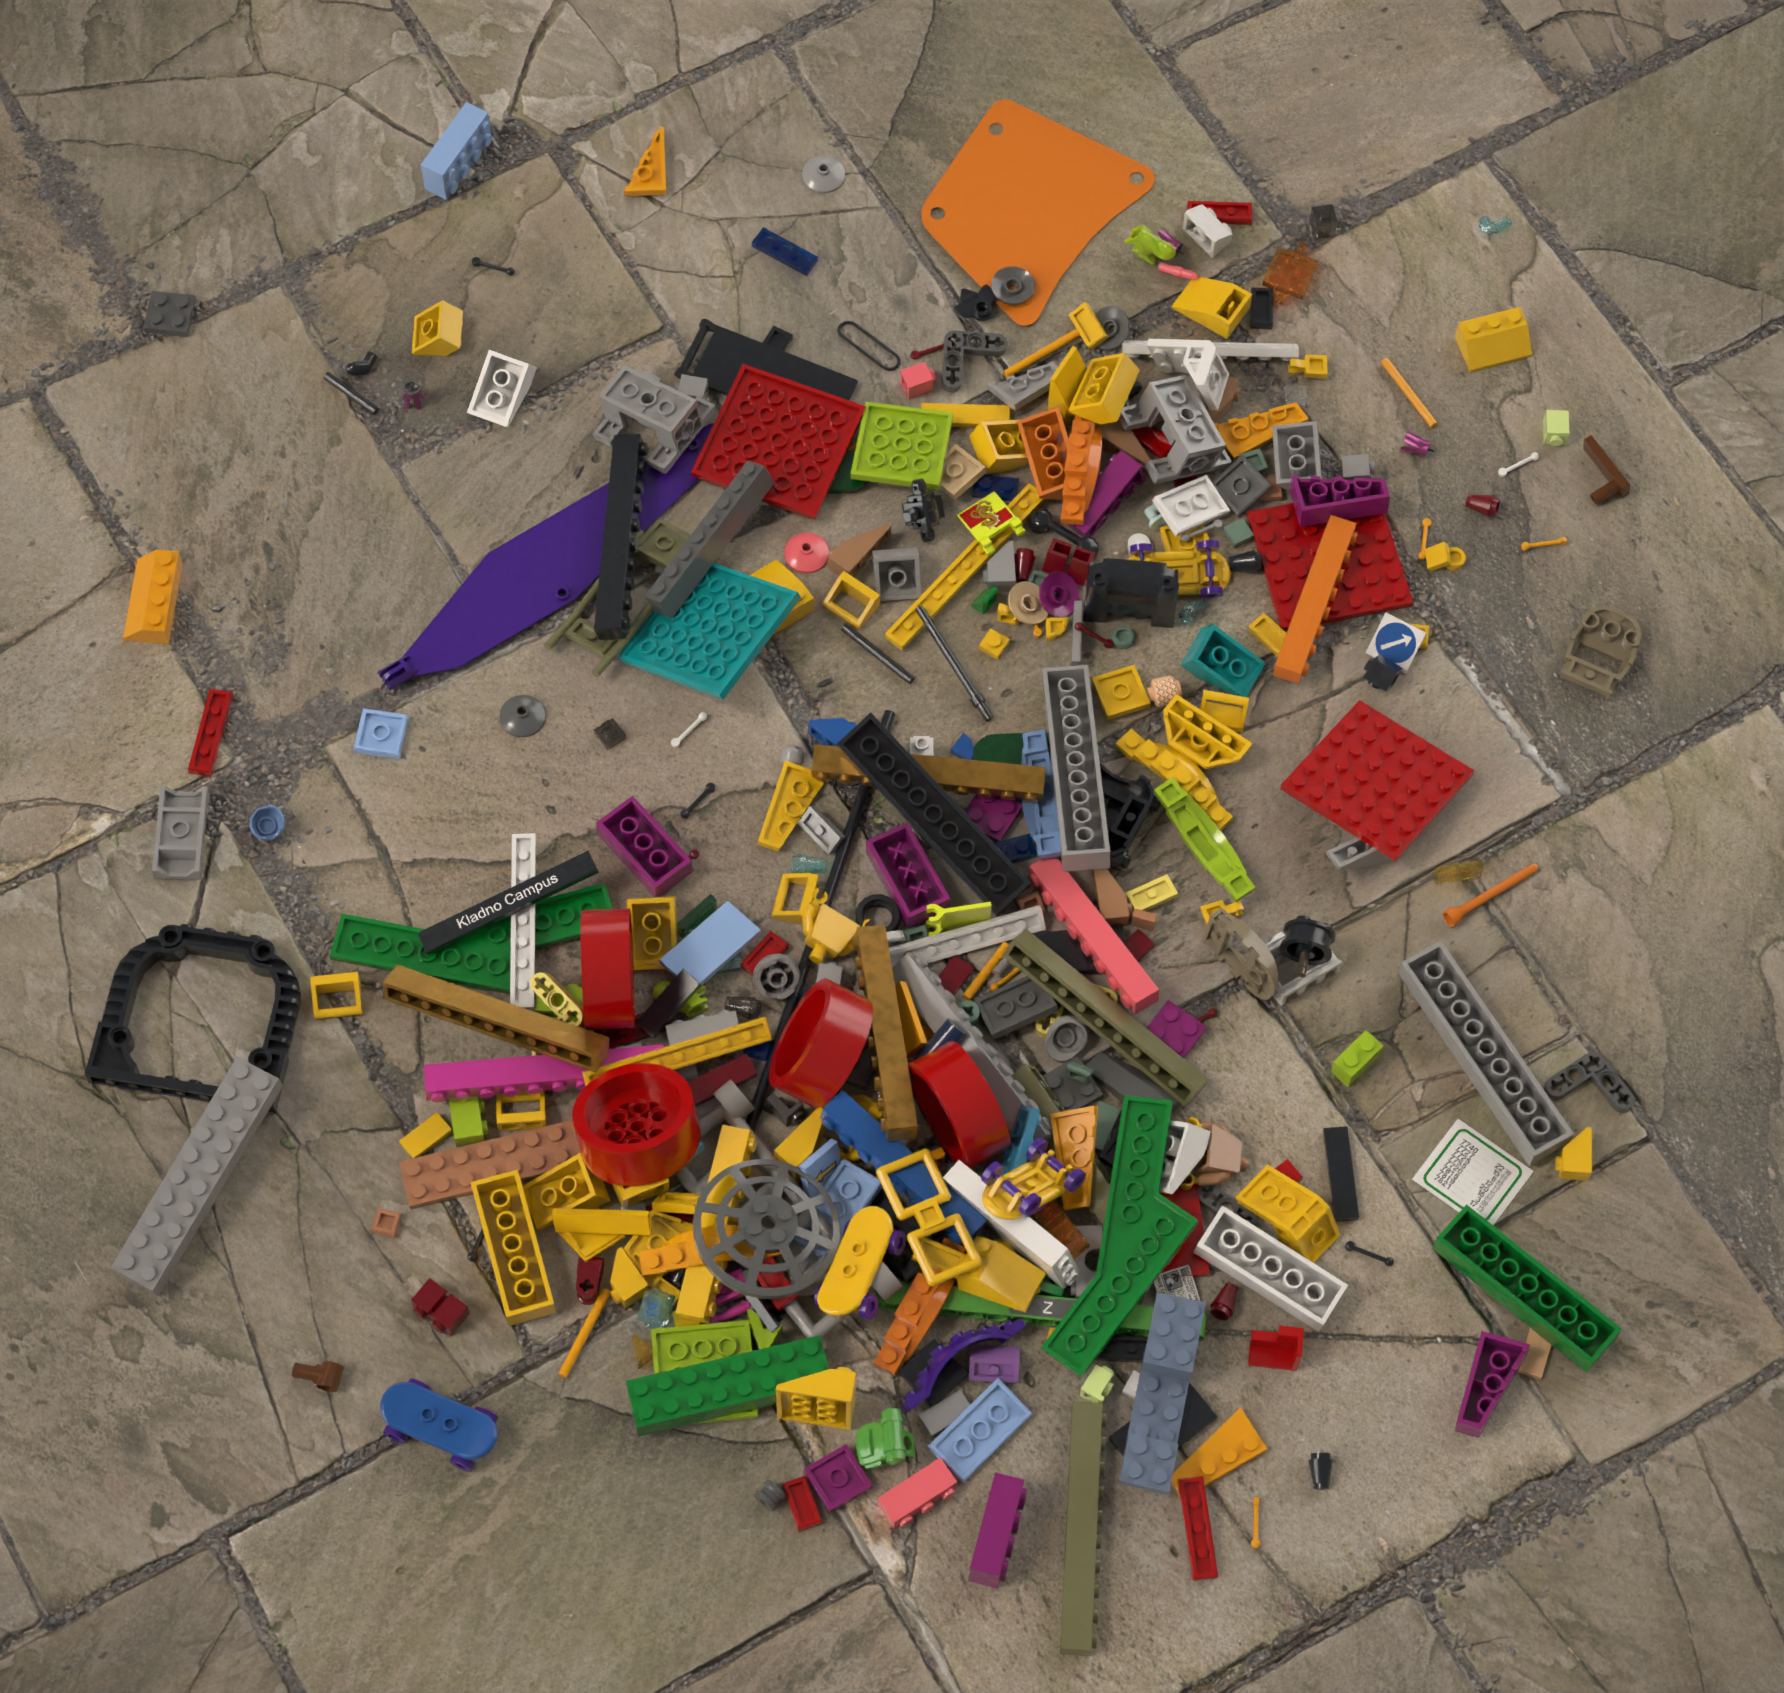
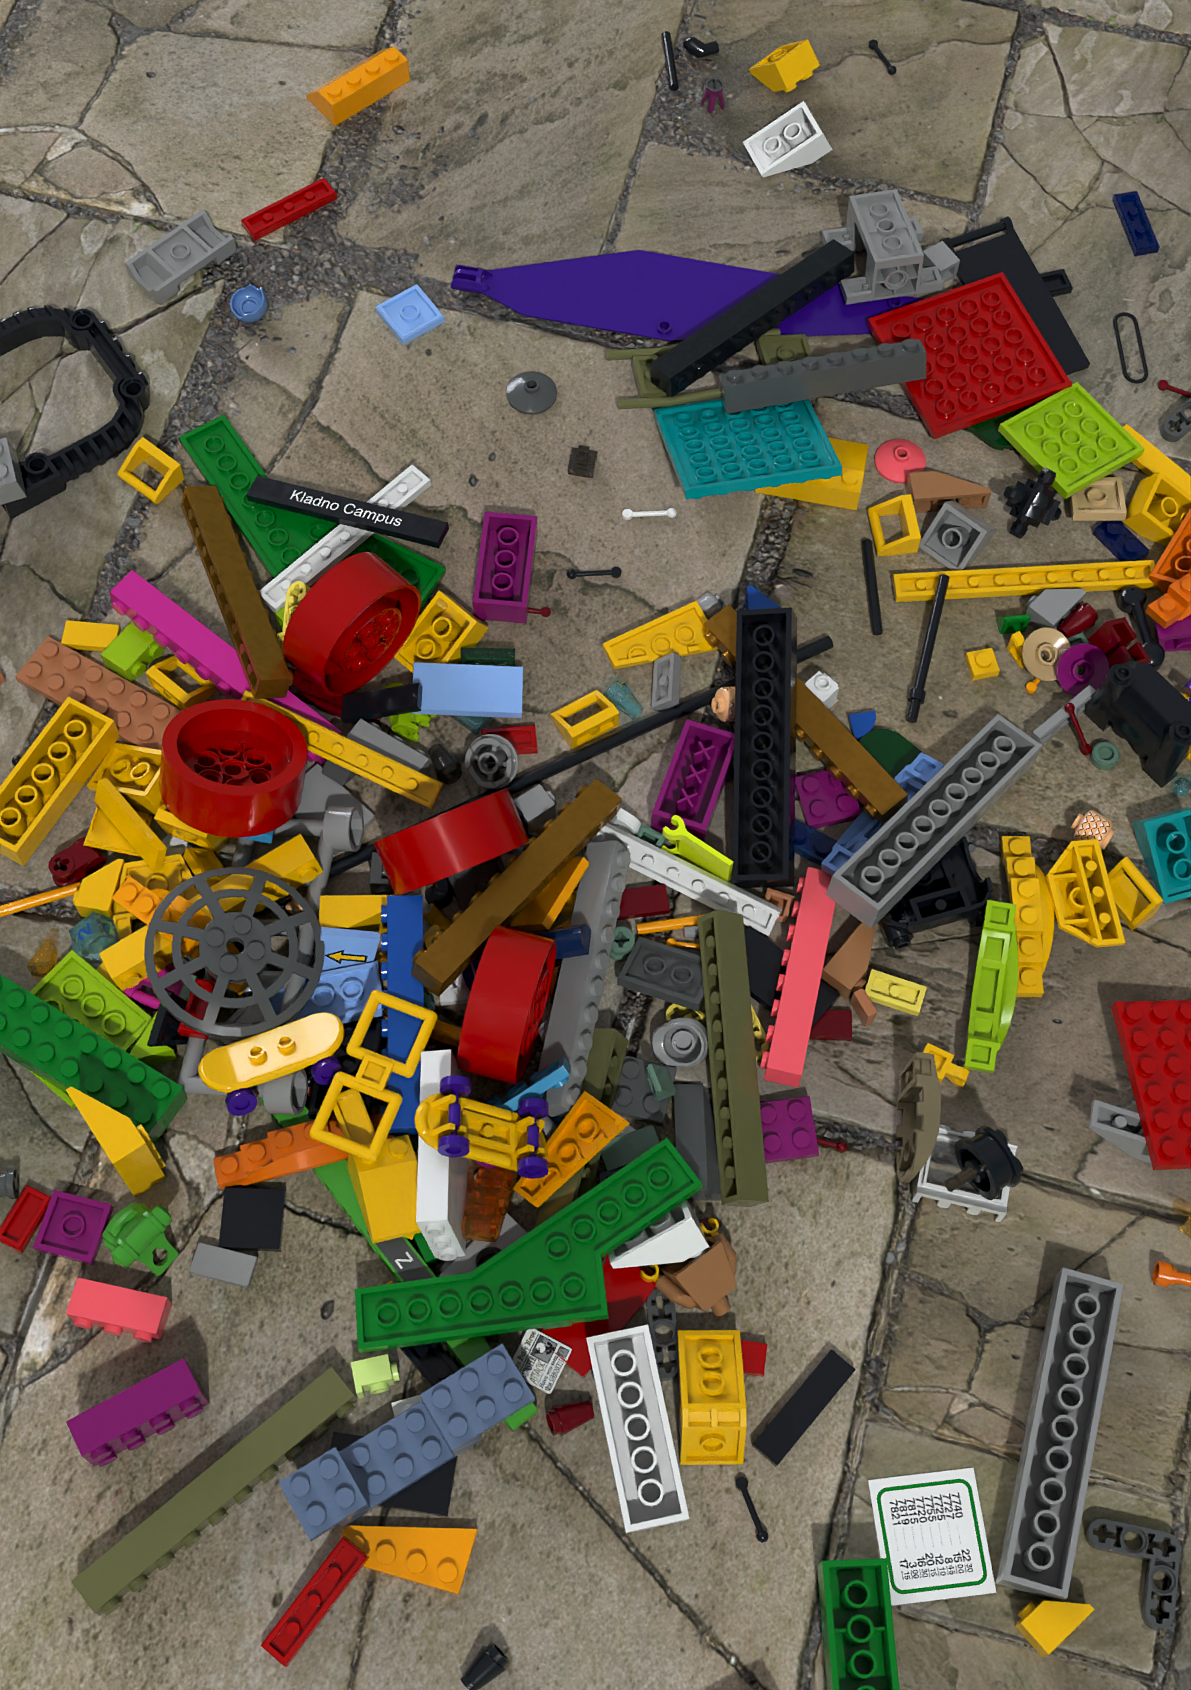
camera: 45 degrees right, 0 degrees up
(651, 172) = (1085, 84): light orange wing -> none
(738, 1070) = (374, 808): dark red tile -> none
(759, 1051) = (416, 811): clear blue plate -> none
(827, 930) = (575, 761): yellow torso -> none
(875, 807) = (724, 704): none -> light nougat head
(879, 900) = (642, 776): black tyre -> none
(917, 380) = (1142, 403): coral brick -> none
(941, 1356) = (269, 1209): dark purple piece -> none
(979, 1430) = (232, 1309): light blue tile -> none
(988, 519) = (1084, 558): flag -> none
(994, 1362) = (310, 1262): medium lavender panel -> none
(1055, 627) = (1052, 697): yellow tile -> none
(1120, 692) = (1052, 798): yellow plate -> none
(1255, 1543) = (354, 1671): light orange hinge -> none
(1276, 1350) = (565, 1509): red panel -> none
(1357, 1058) = (930, 1316): lime brick -> none

